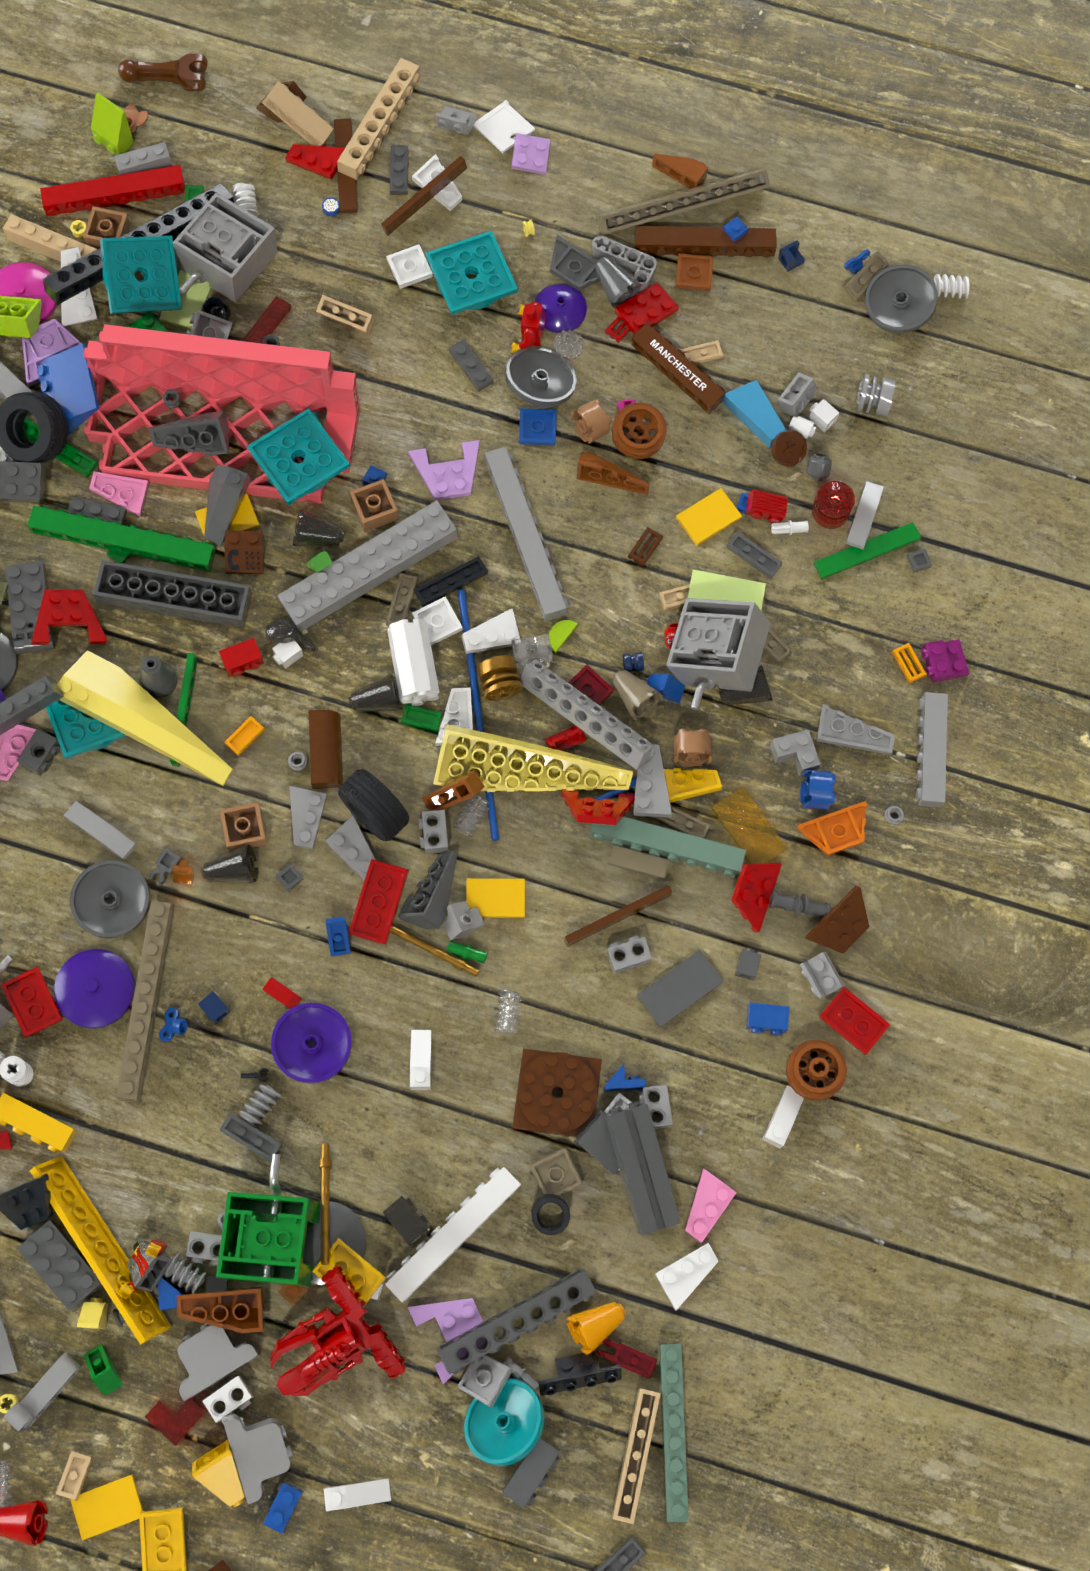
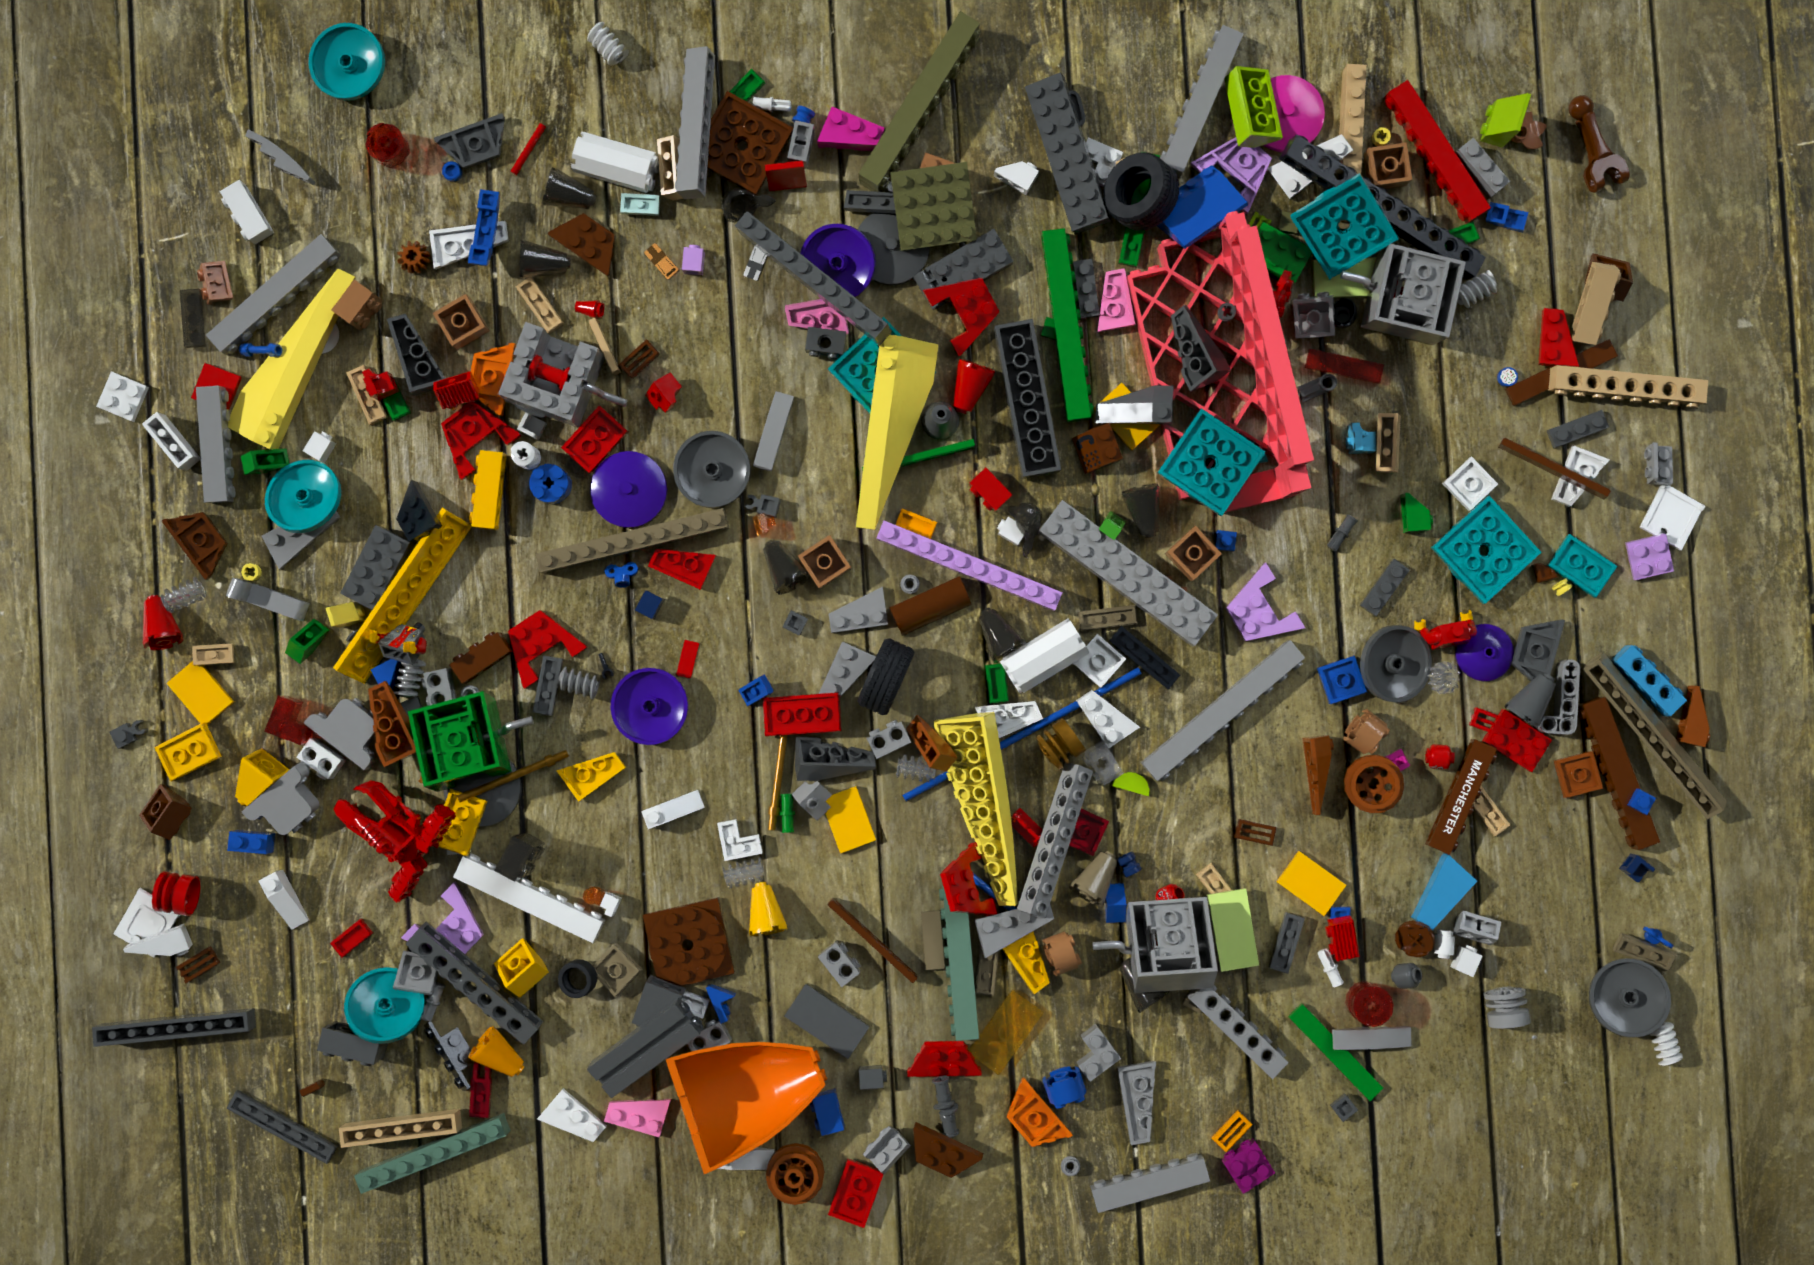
camera: 80 degrees right, 15 degrees up
(17, 918) = (663, 392): none -> red brick
(52, 1049) = (541, 477): none -> blue brick
(136, 637) = (970, 384): none -> red cone
(191, 962) = (684, 566): none -> red wing
(194, 1193) = (481, 657): none -> reddish brown brick
(197, 157) = (1507, 218): none -> blue slope
(198, 1132) = (534, 638): none -> red wing
(301, 701) = (969, 566): none -> lavender brick
(333, 337) = (1359, 440): none -> medium azure brick
(355, 1127) = (591, 774): none -> yellow wing
(408, 381) = (1342, 532): none -> dark grey axle
(417, 318) = (1414, 515): none -> green slope
(423, 1438) = (351, 938): none -> red tile
(479, 1013) = (733, 845): none -> white plate
(481, 1160) = (602, 898): none -> leg
(510, 239) = (1543, 572): none -> reddish brown tile
(517, 206) = (1582, 566): none -> teal tile
(519, 1269) = (520, 968): none -> yellow slope
(553, 1005) = (765, 912): none -> yellow cone
(562, 1539) = (312, 1087): none -> reddish brown tile
(636, 373) = (1439, 756): none -> red head
(660, 187) = (1674, 696): none -> dark azure brick
(720, 1089) = (743, 1095): none -> orange panel
(856, 600) = (1273, 1063): none -> light grey brick

